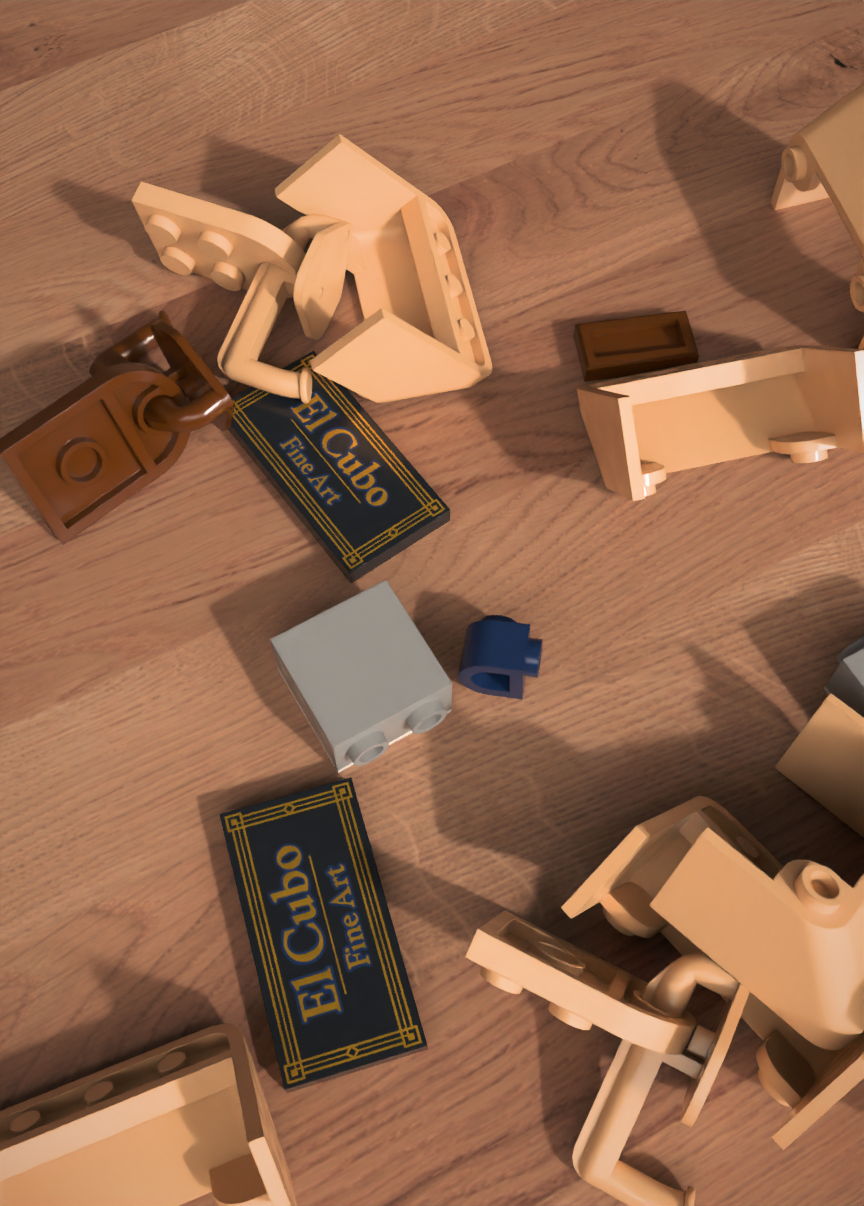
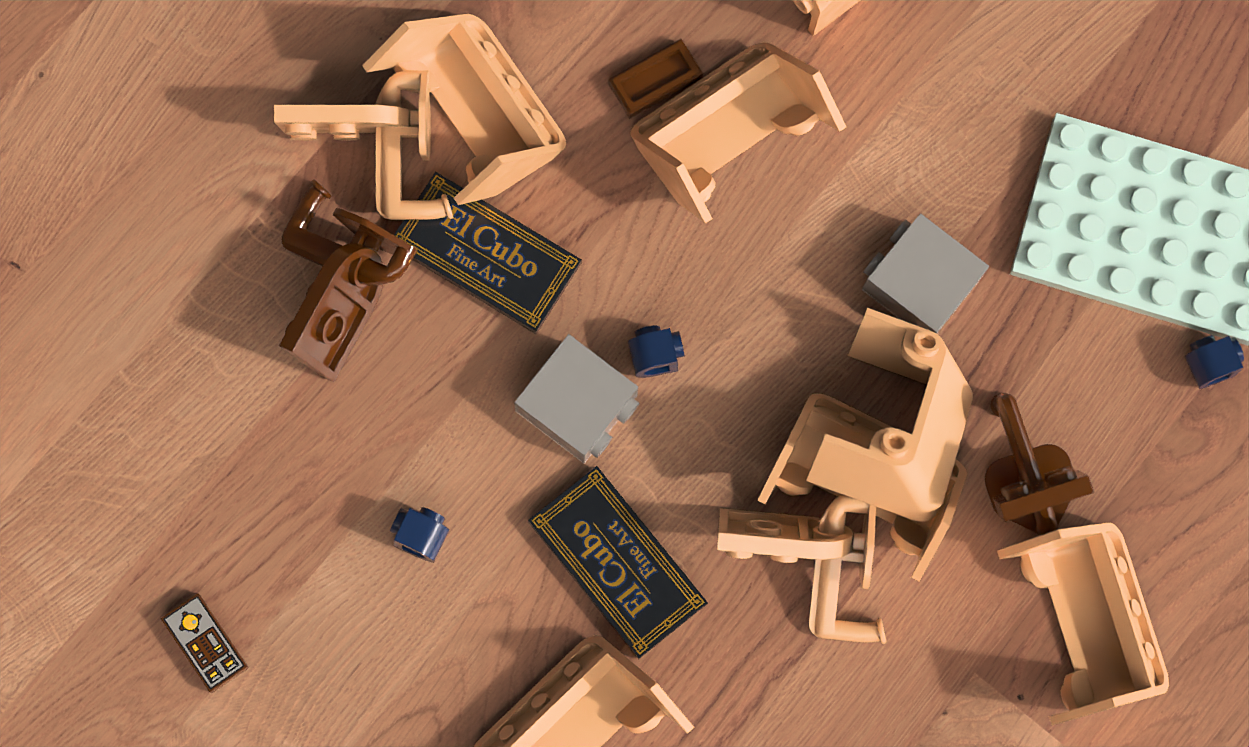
camera: 30 degrees left, 15 degrees up
(60, 770) = (419, 532): none -> dark blue plate

